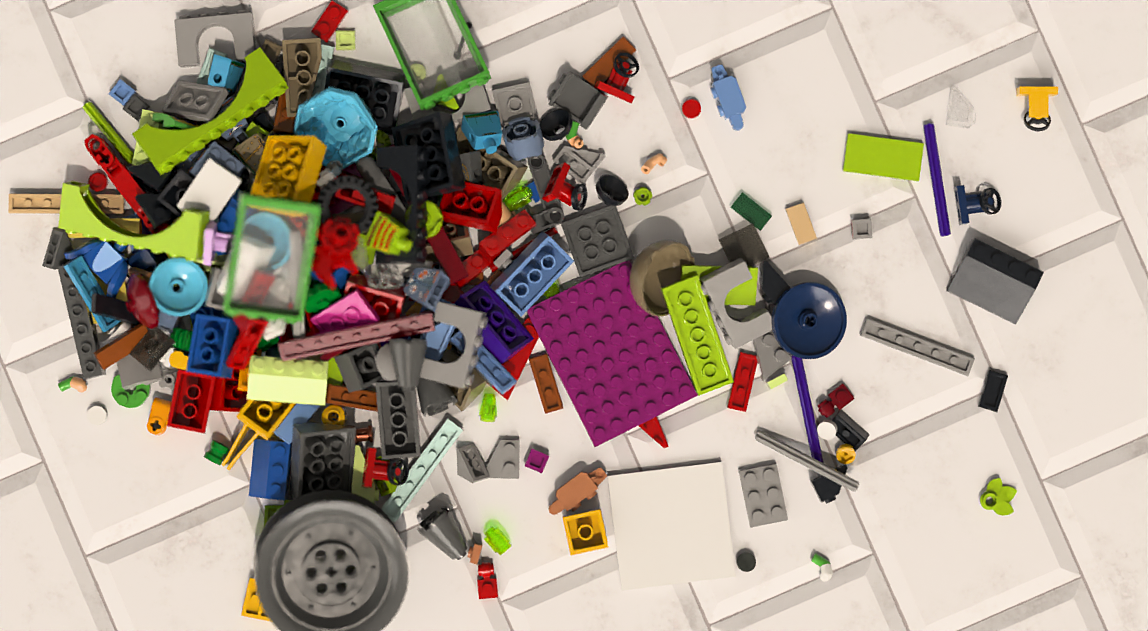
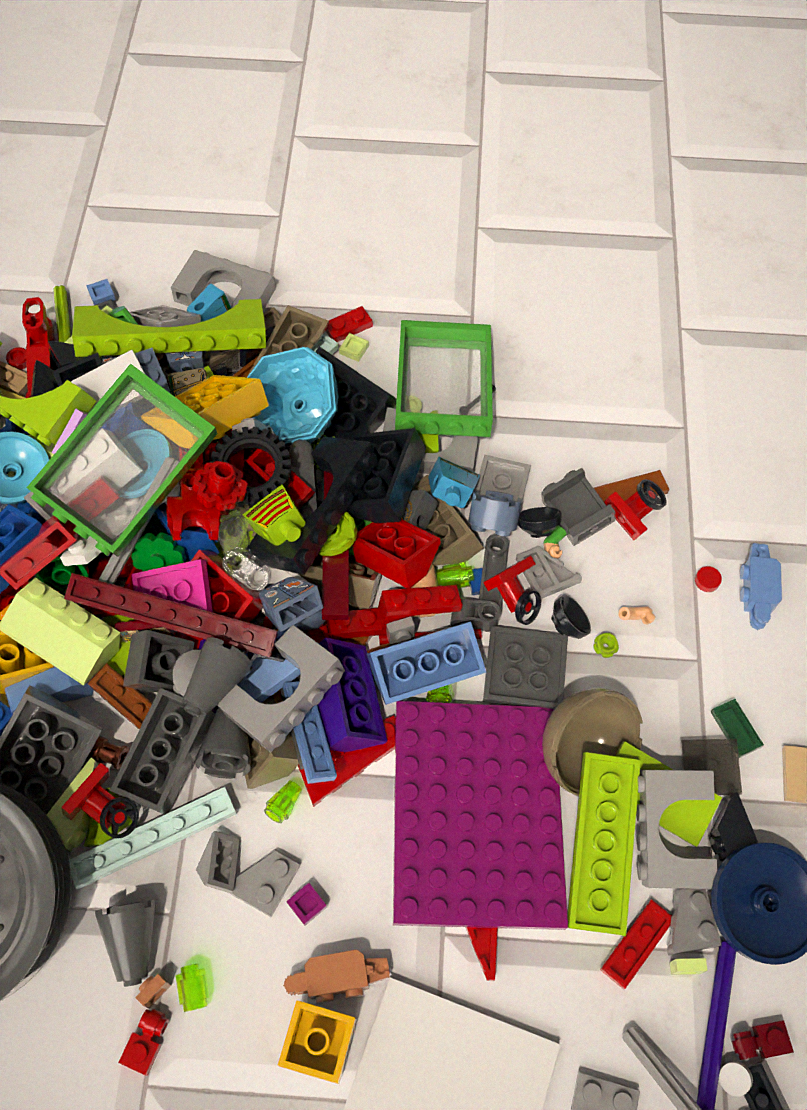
camera: 25 degrees right, 25 degrees down
(330, 410) = (92, 707): yellow head -> none
(546, 383) = (372, 810): dark orange tile -> none

